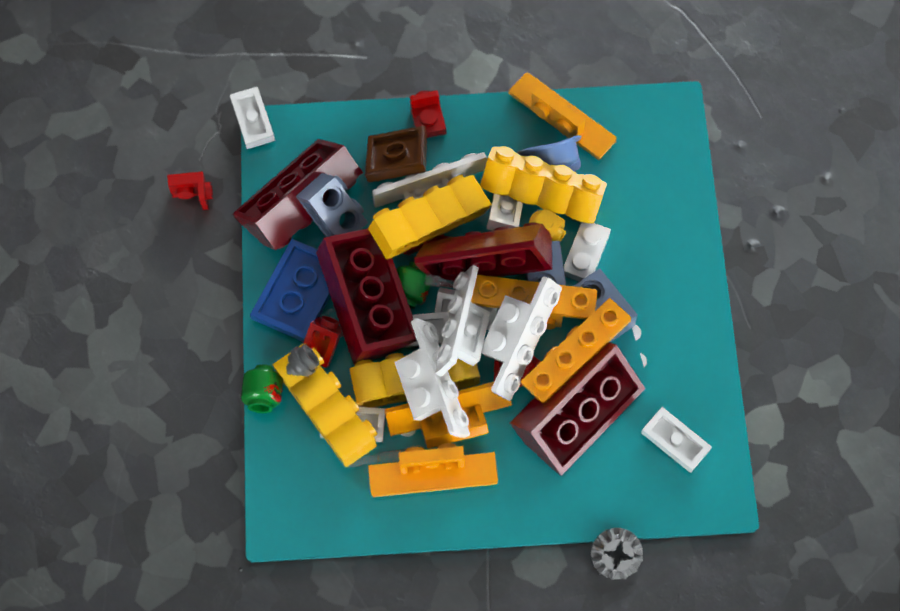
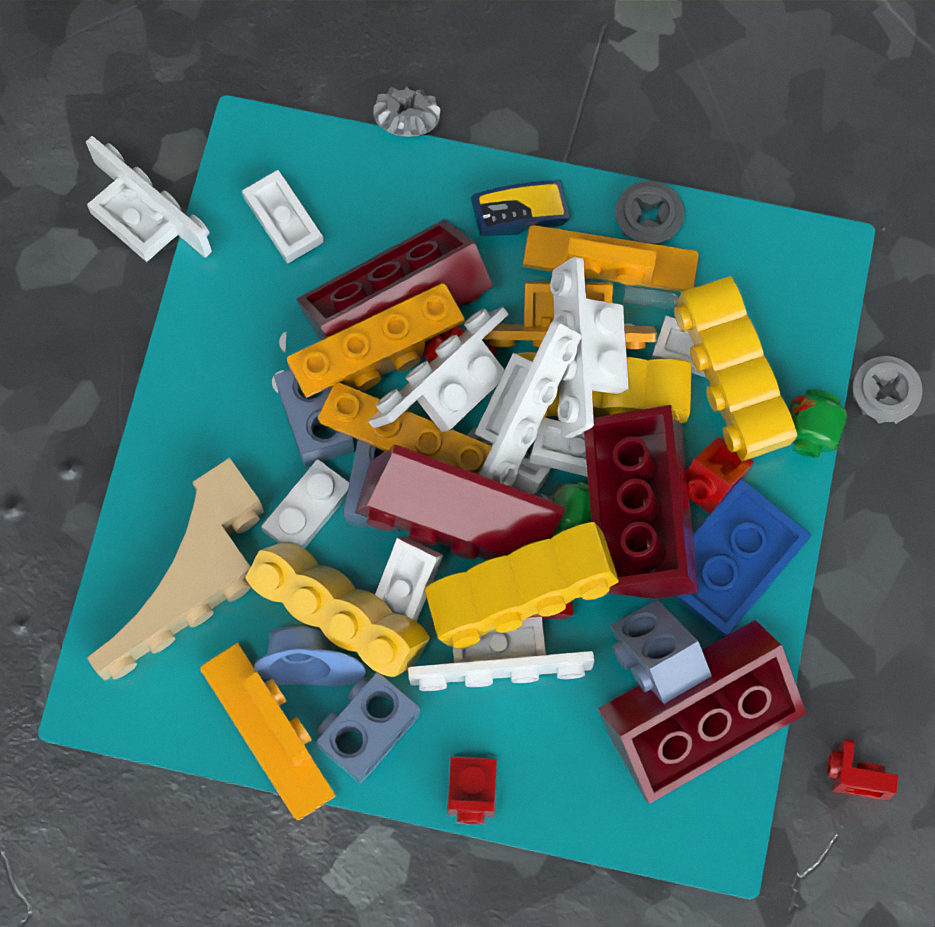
camera: 165 degrees left, 5 degrees up
(213, 428) = (885, 371): none -> light grey gear
(252, 117) = (745, 863): white plate -> none
(302, 361) = (756, 409): dark grey plate -> none
(396, 154) = (539, 723): reddish brown plate -> none
(411, 503) = (650, 196): none -> dark grey gear
(496, 128) = (377, 734): none -> sand blue brick
(509, 493) = (518, 206): none -> slope
(551, 221) = (353, 550): yellow plate -> none
(634, 192) = (200, 578): none -> tan arch
(782, 419) = (138, 211): none -> white bracket

